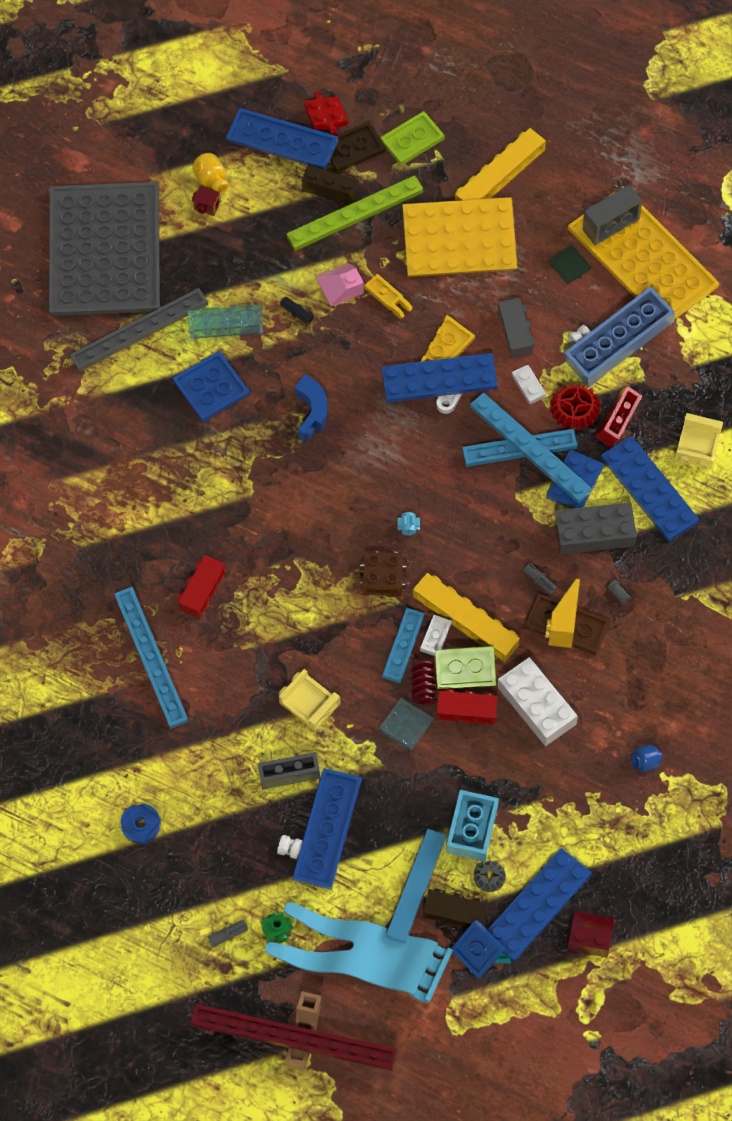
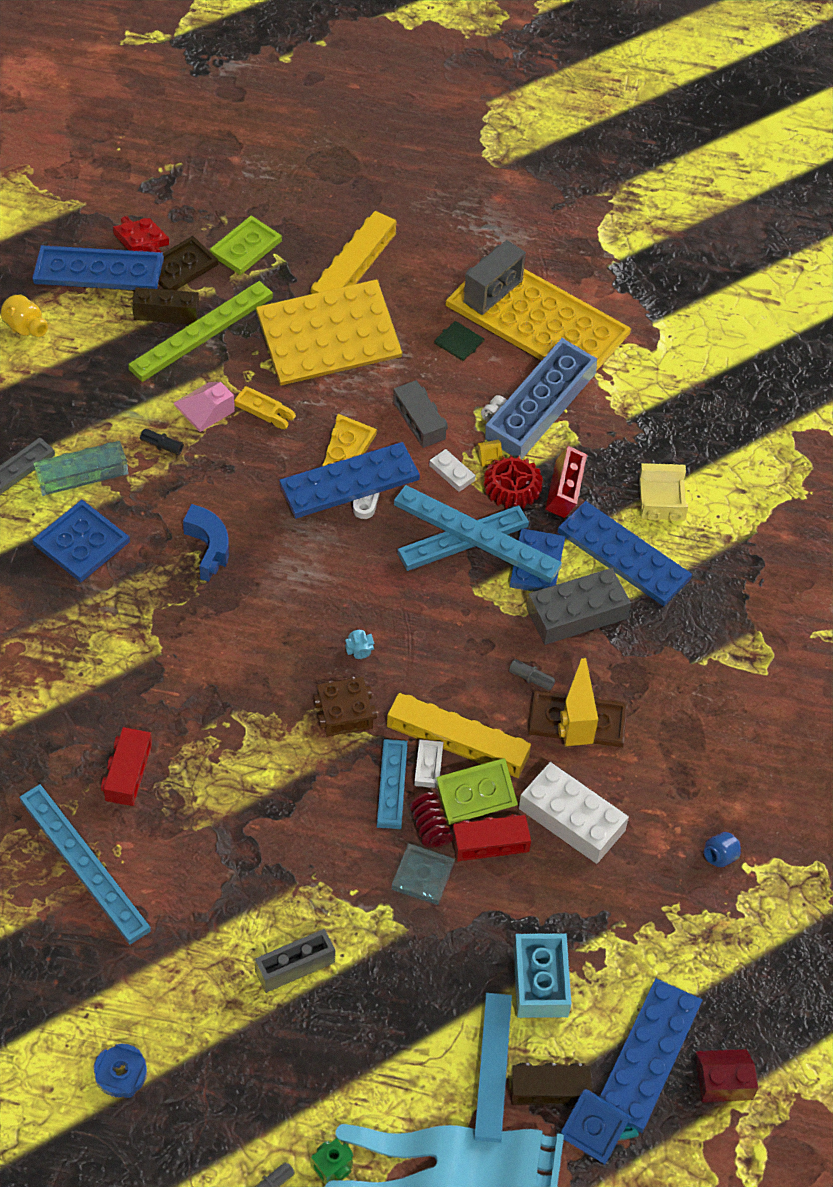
camera: 20 degrees left, 10 degrees down
(206, 201) = (26, 346): dark red brick -> none
(289, 847) = (314, 1055): white wheel -> none
(308, 700) = (295, 872): light yellow panel -> none
(327, 829) = (361, 1023): blue plate -> none
(482, 881) = (572, 1041): dark grey gear -> none
(563, 375) = (489, 451): none -> yellow tile
(616, 589) = (626, 670): dark grey pin -> none

